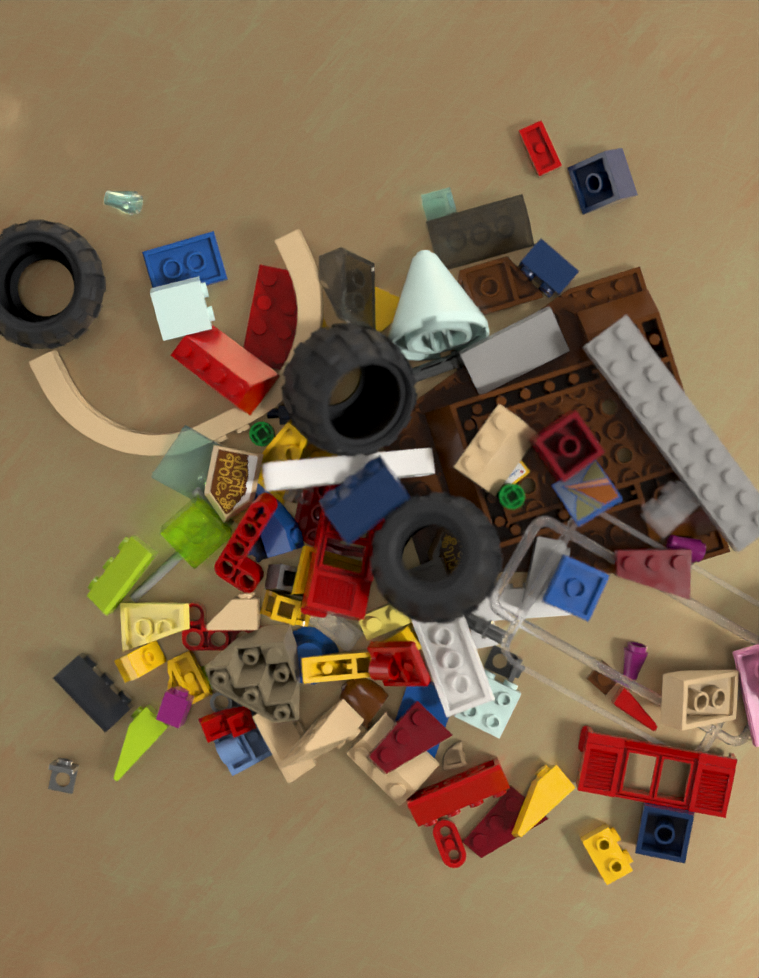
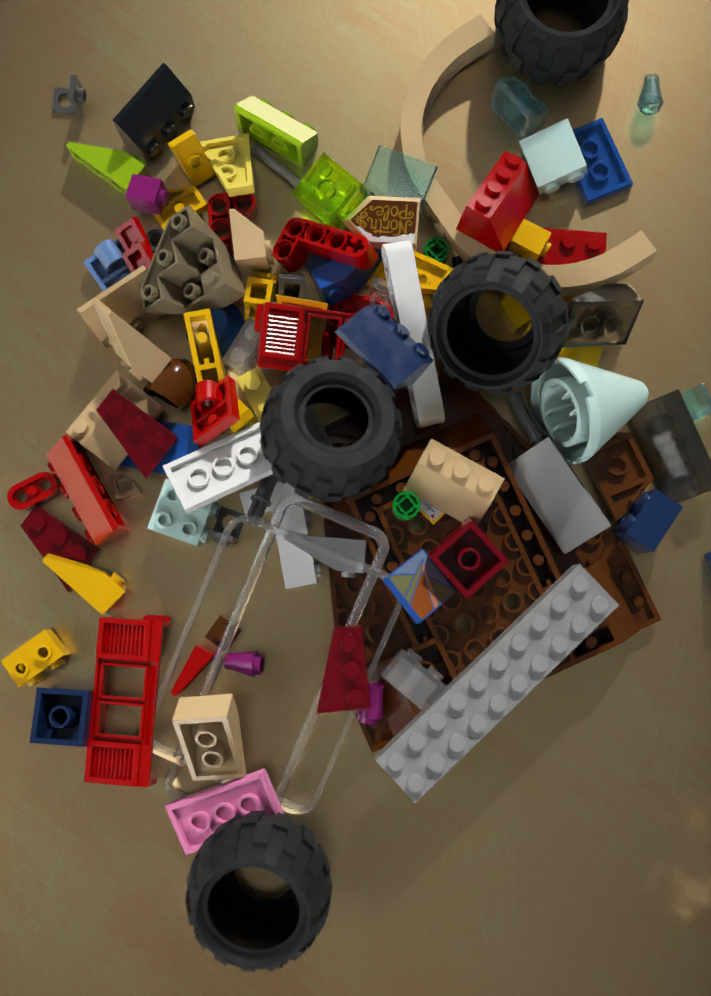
camera: 80 degrees right, 5 degrees down
(124, 334) = (518, 107): none -> clear light blue slope
(265, 342) = (530, 241): none -> yellow brick
(575, 588) = (315, 585): blue tile -> none

